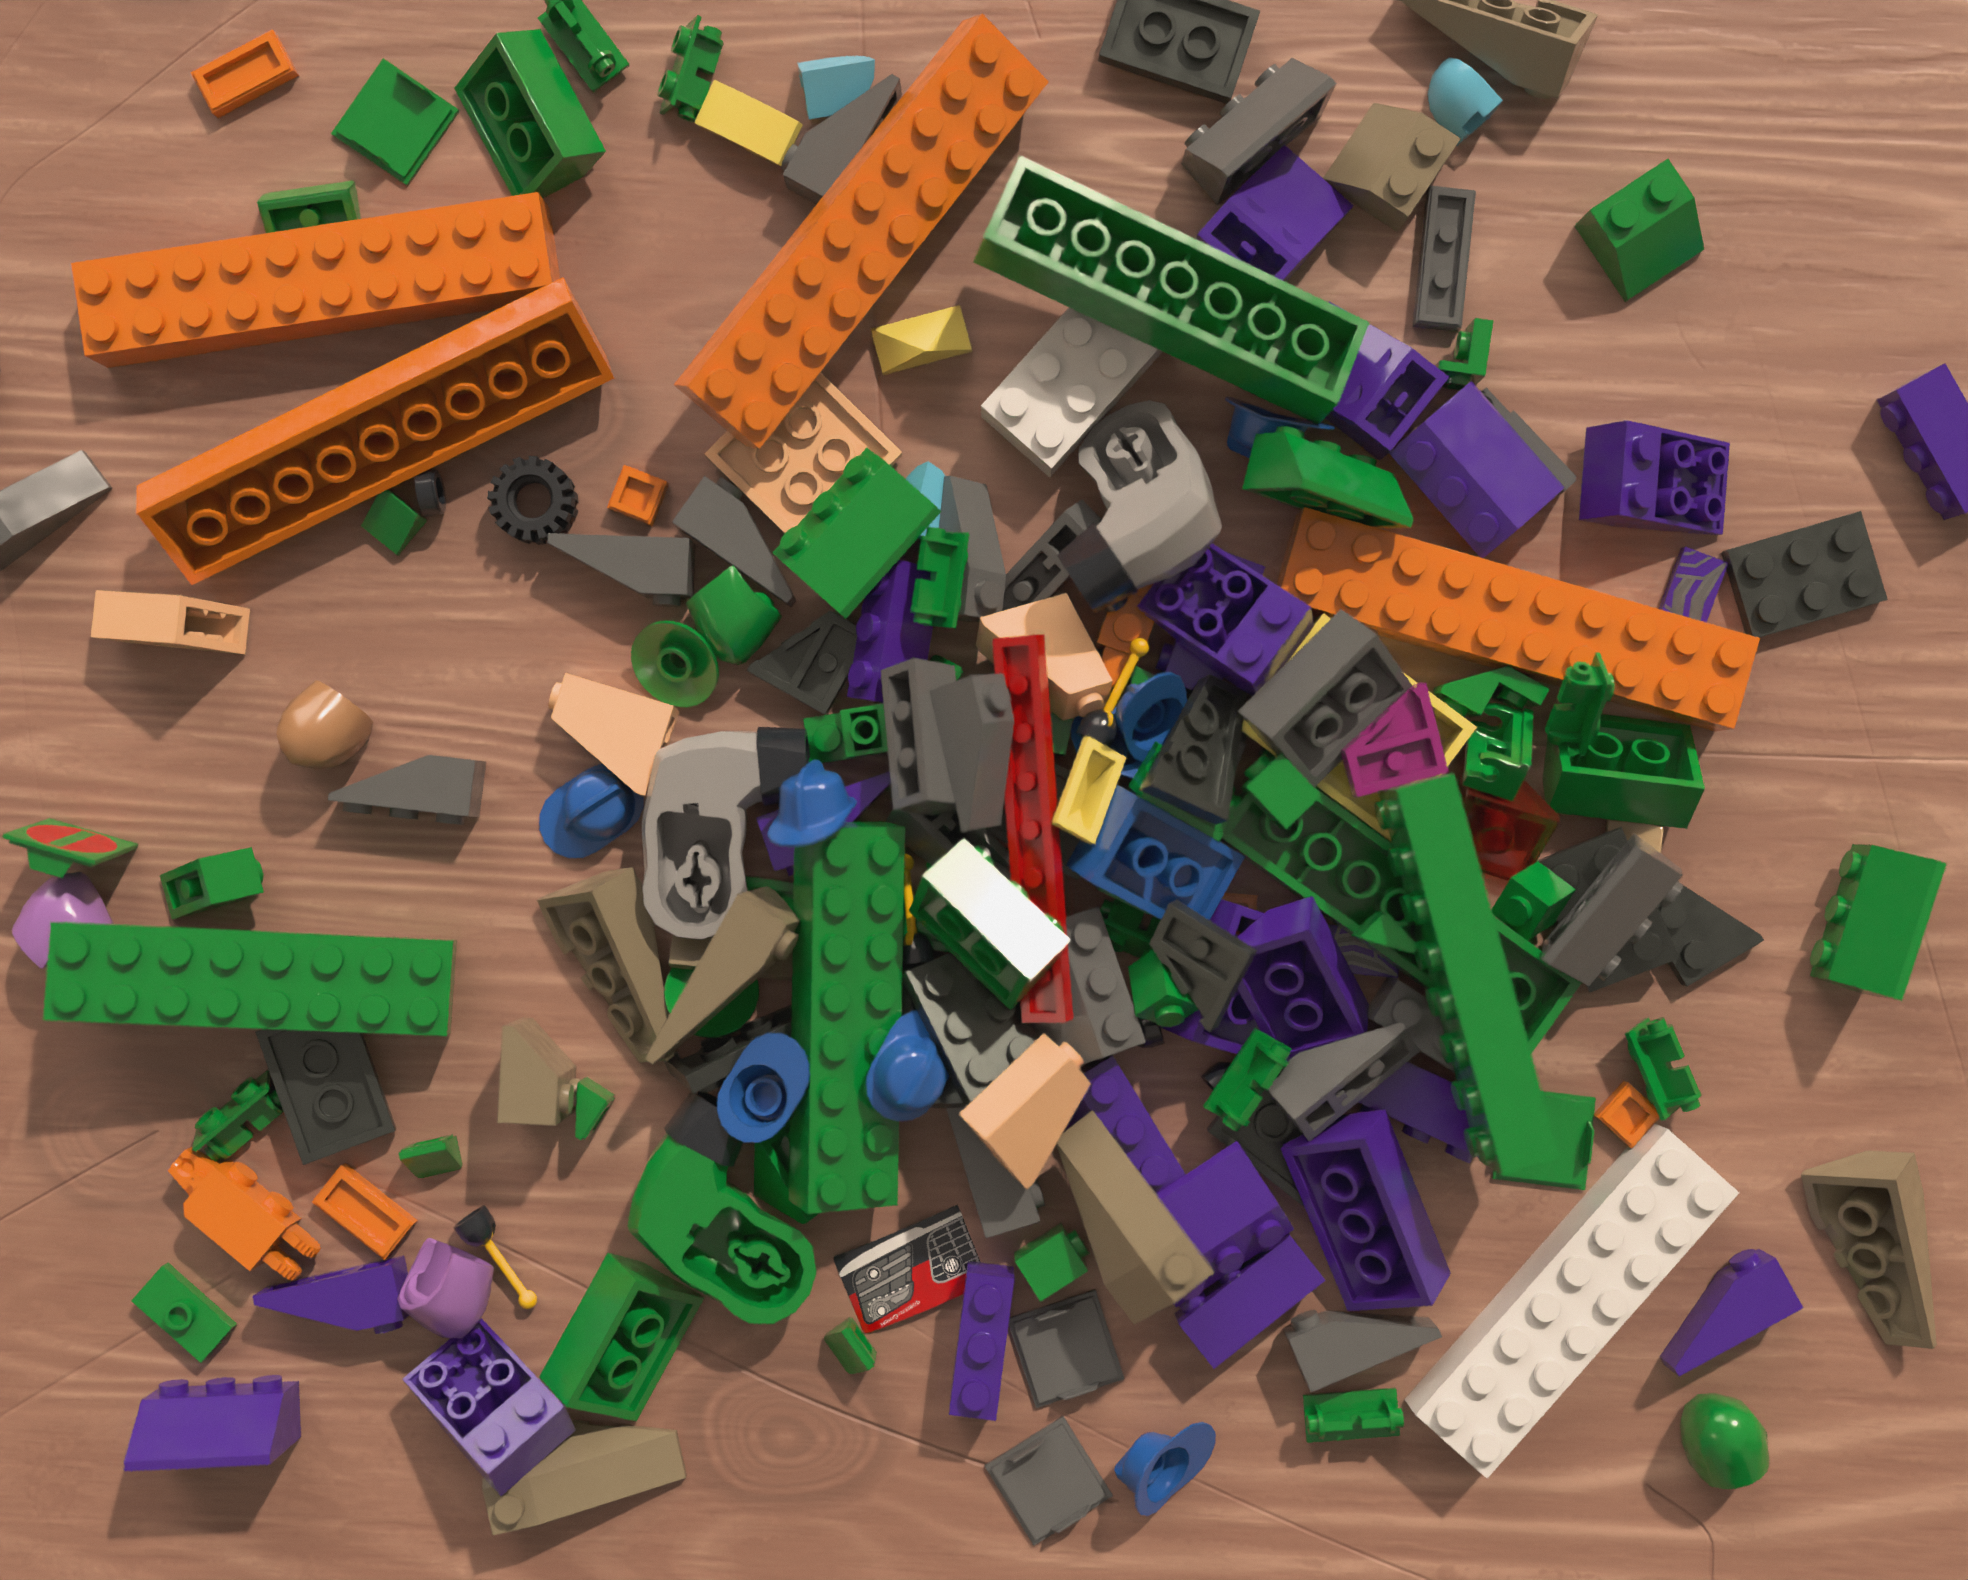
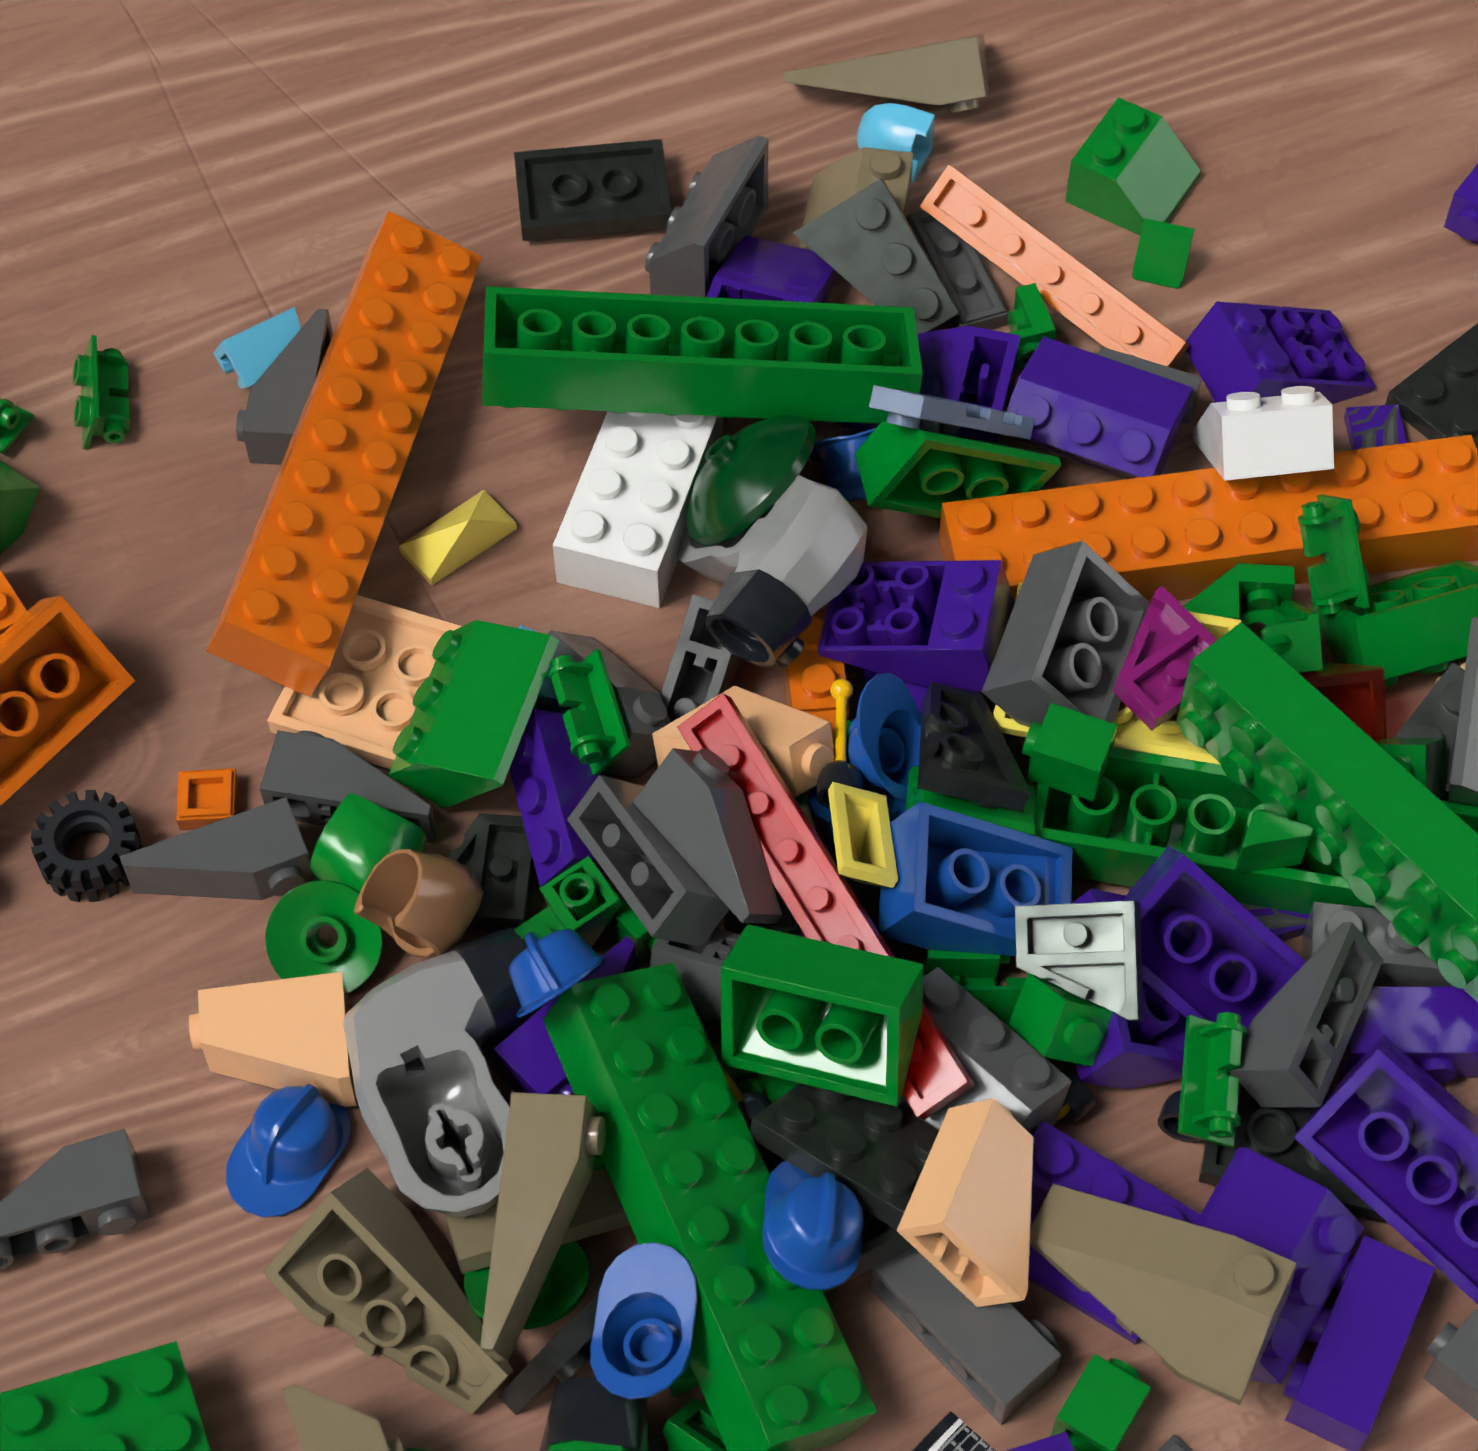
camera: 25 degrees left, 30 degrees down
(748, 123) = (188, 411): light yellow slope -> none
(754, 683) = (420, 901): none -> medium nougat piece
(1160, 423) = (747, 476): none -> dark green dish
(1338, 449) = (946, 415): none -> sand blue wing
(1380, 237) = (881, 255): none -> pearl dark grey wing
(1515, 310) = (1059, 276): none -> plate
(1590, 573) = (1267, 434): none -> white slope
(1620, 327) = (1162, 253): none -> green slope

